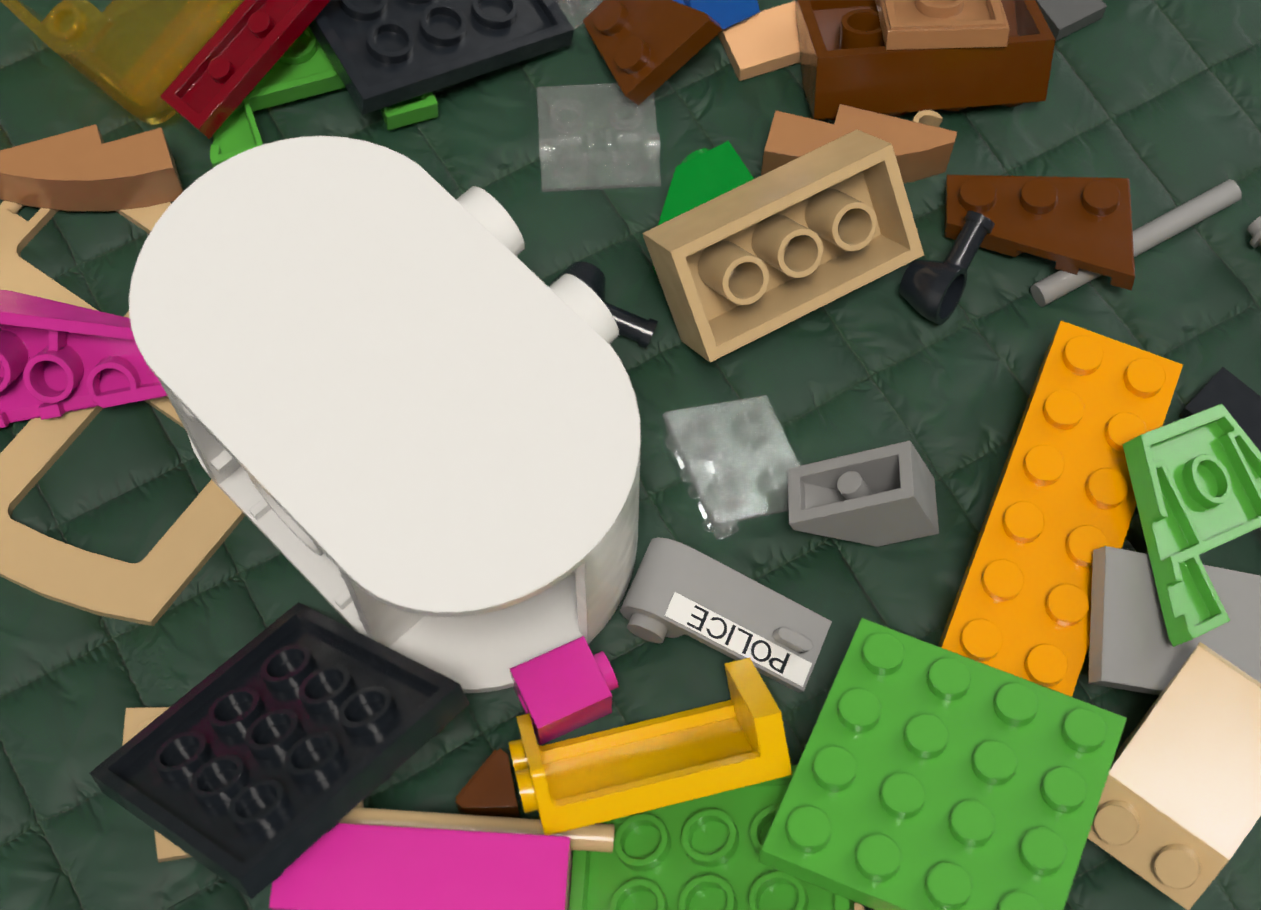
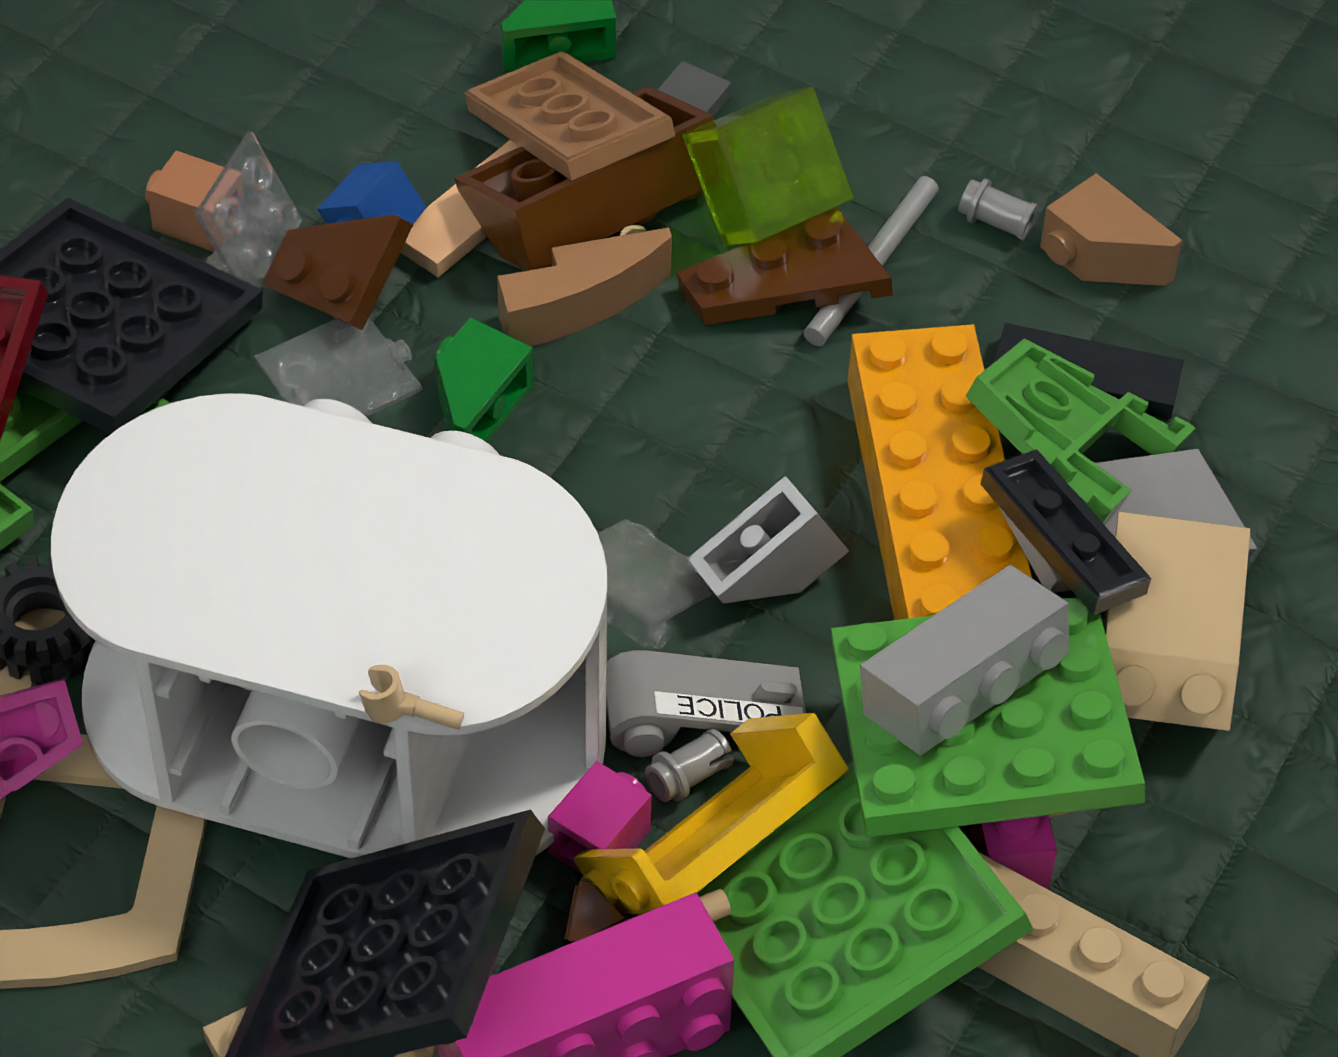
camera: 30 degrees left, 15 degrees down
(347, 552) = (395, 702): none -> tan hand
(674, 672) = (675, 773): none -> light grey pin
(784, 244) = (579, 368): tan brick -> none
(937, 286) = (723, 362): black bar -> none
(948, 741) = (965, 659): none -> light grey brick
(1082, 112) = (768, 166): none -> clear neon green brick
(1133, 642) = (1065, 532): none -> black tile

